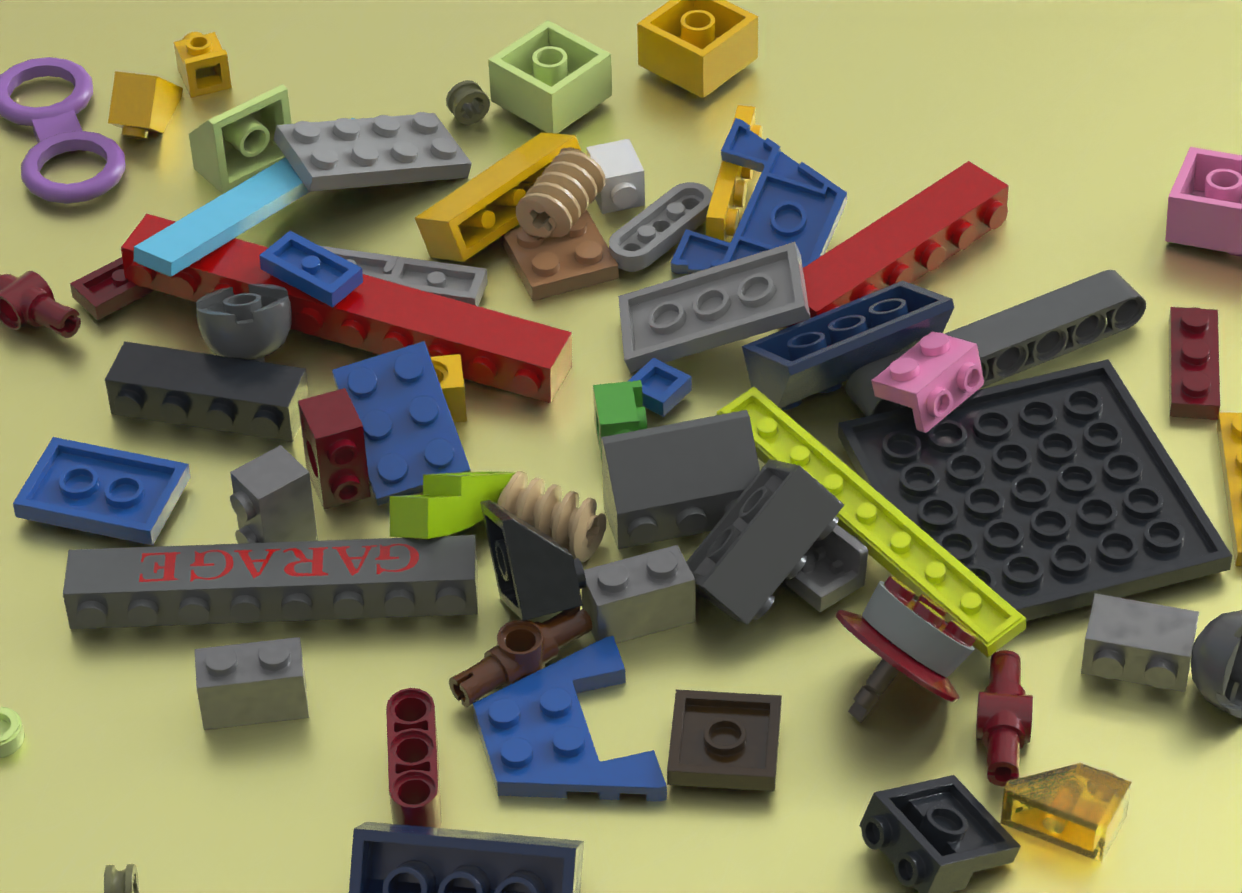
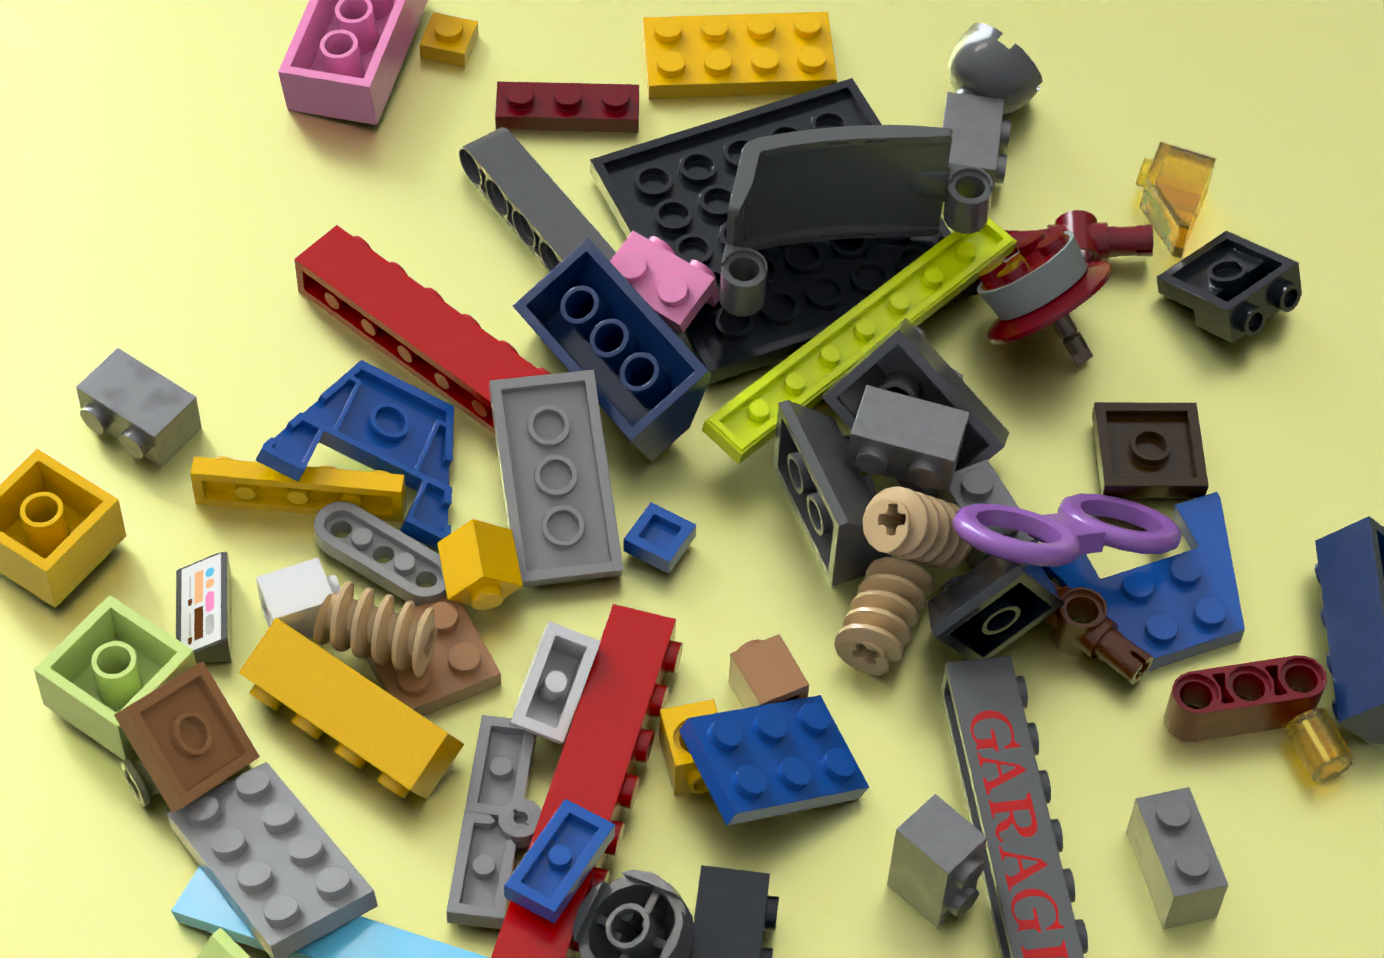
camera: 100 degrees left, 10 degrees up
(334, 448) = (834, 813): dark red brick -> none
(348, 811) = (1319, 745): none -> clear yellow piece
(447, 503) = (889, 694): lime slope -> none
(483, 103) = (187, 736): none -> medium nougat plate
(493, 437) = (766, 673): none -> medium nougat brick
(506, 291) = (554, 682): none -> white slope
(591, 614) = (1068, 531): none -> medium lavender bar
(610, 510) = (914, 528): none -> tan piece
(618, 409) = (723, 566): bright green brick -> none
(628, 266) = (480, 564): none -> yellow brick
(646, 139) = (205, 608): none -> slope
(700, 499) = (906, 438): none -> flat silver brick
(824, 93) = (138, 408): none -> flat silver brick
(976, 409) = (842, 187): none -> dark grey panel

